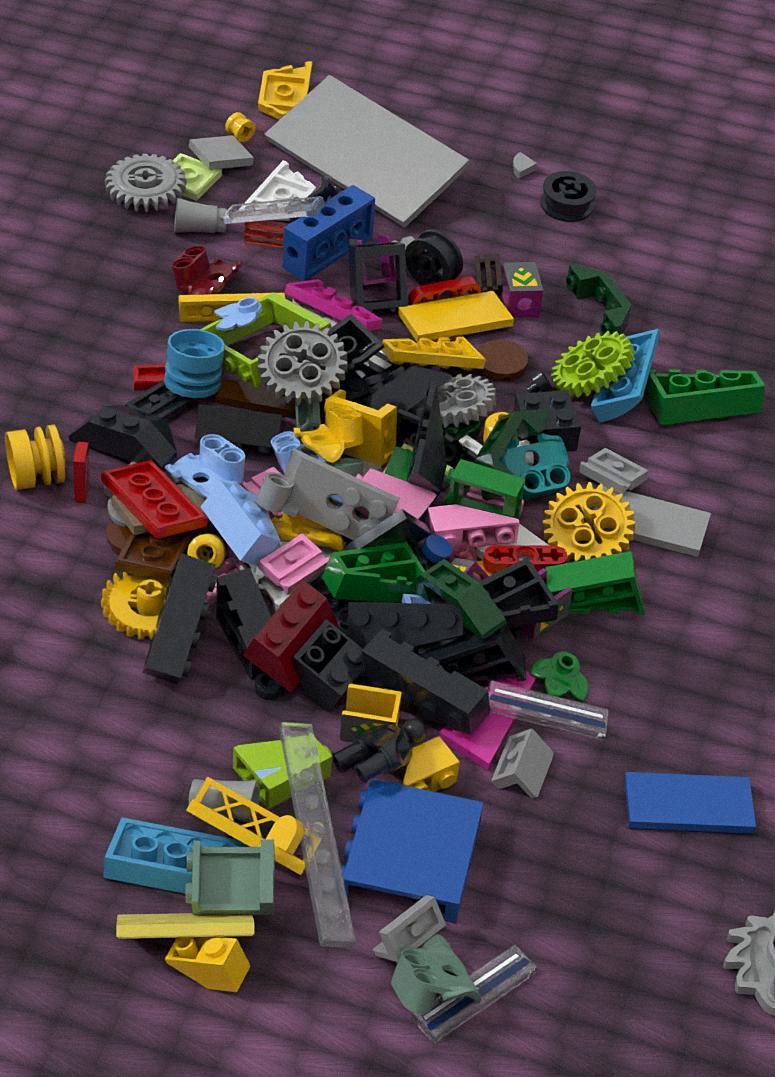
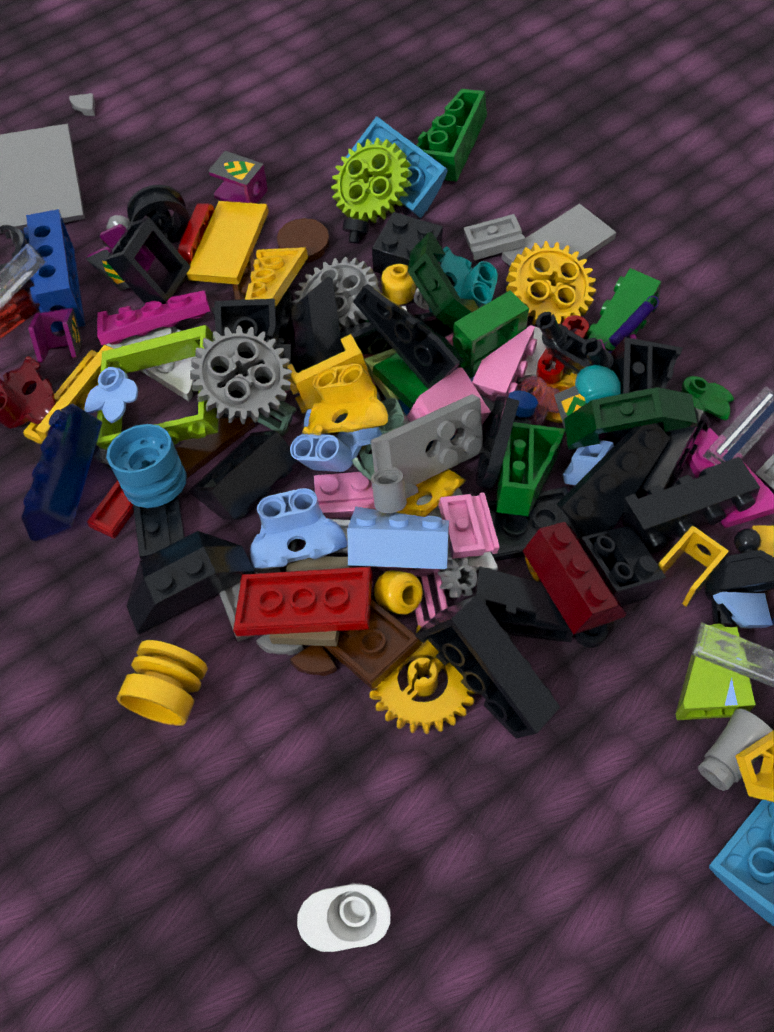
camera: 50 degrees left, 15 degrees up
(81, 472) = (216, 648): red tile -> none
(153, 322) = (60, 472): none -> clear blue slope
(271, 260) = (44, 338): none -> magenta piece
(354, 754) = (748, 609): none -> light blue tile
(471, 561) = (597, 382): none -> teal hair
(487, 262) = (197, 190): dark brown tile -> none
(509, 543) = (570, 348): none -> black connector
(568, 196) = (151, 95): black wheel -> none
(576, 580) = (632, 322): none -> dark purple piece
(590, 282) = (297, 132): dark green slope -> none

